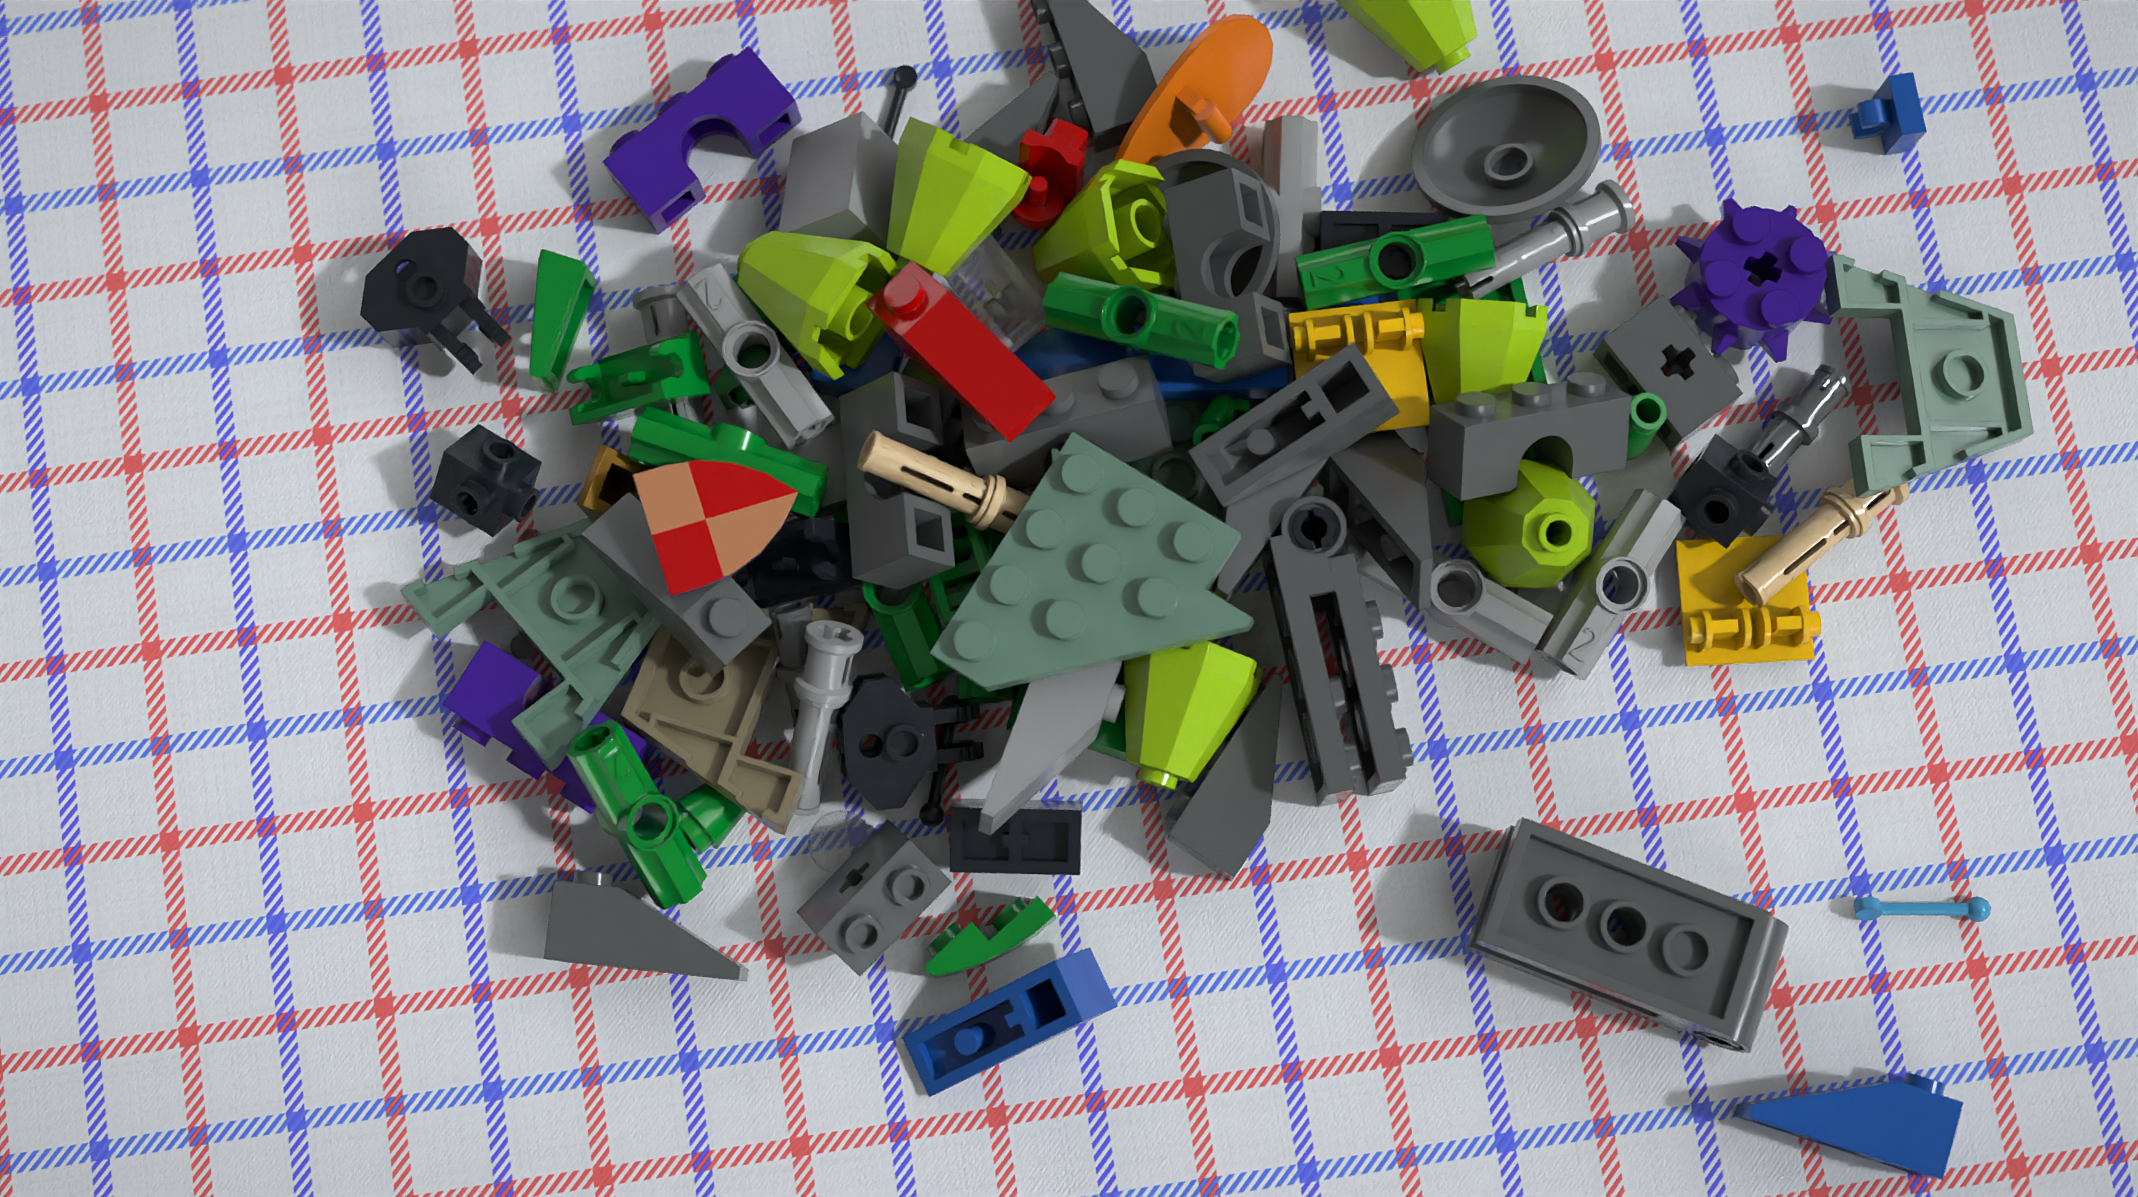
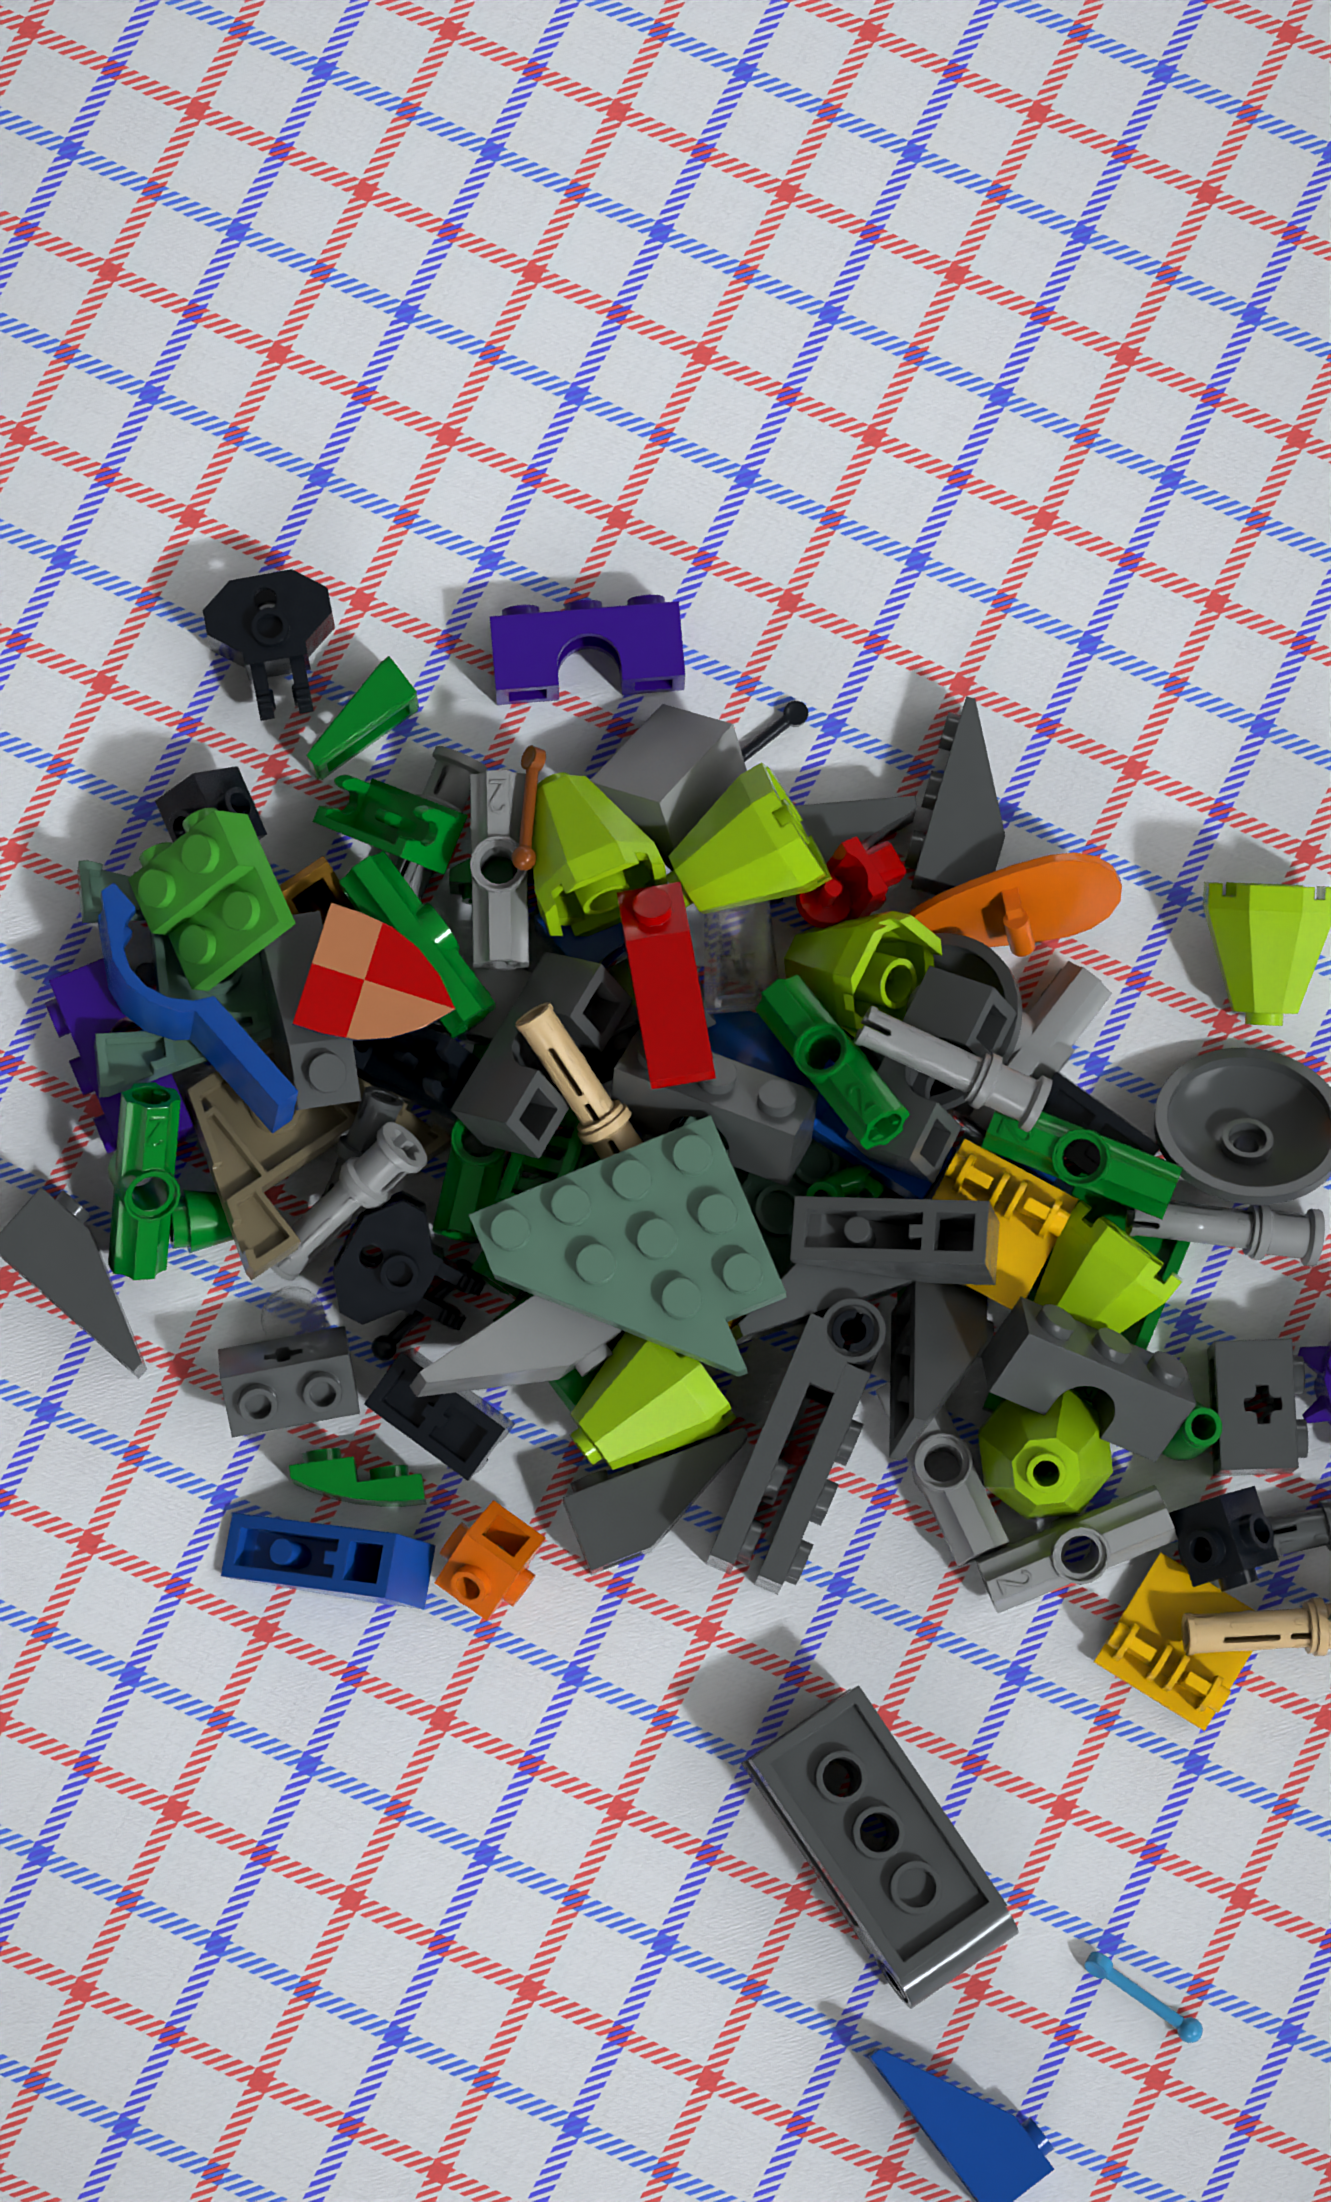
camera: 25 degrees right, 0 degrees up
(529, 539) = (212, 895): none -> bright green plate
(591, 649) = (200, 1021): none -> blue piece
(720, 247) = (532, 761): none -> dark orange hinge
(1144, 942) = (481, 1571): none -> orange brick
(1273, 249) = (981, 1079): none -> light grey pin

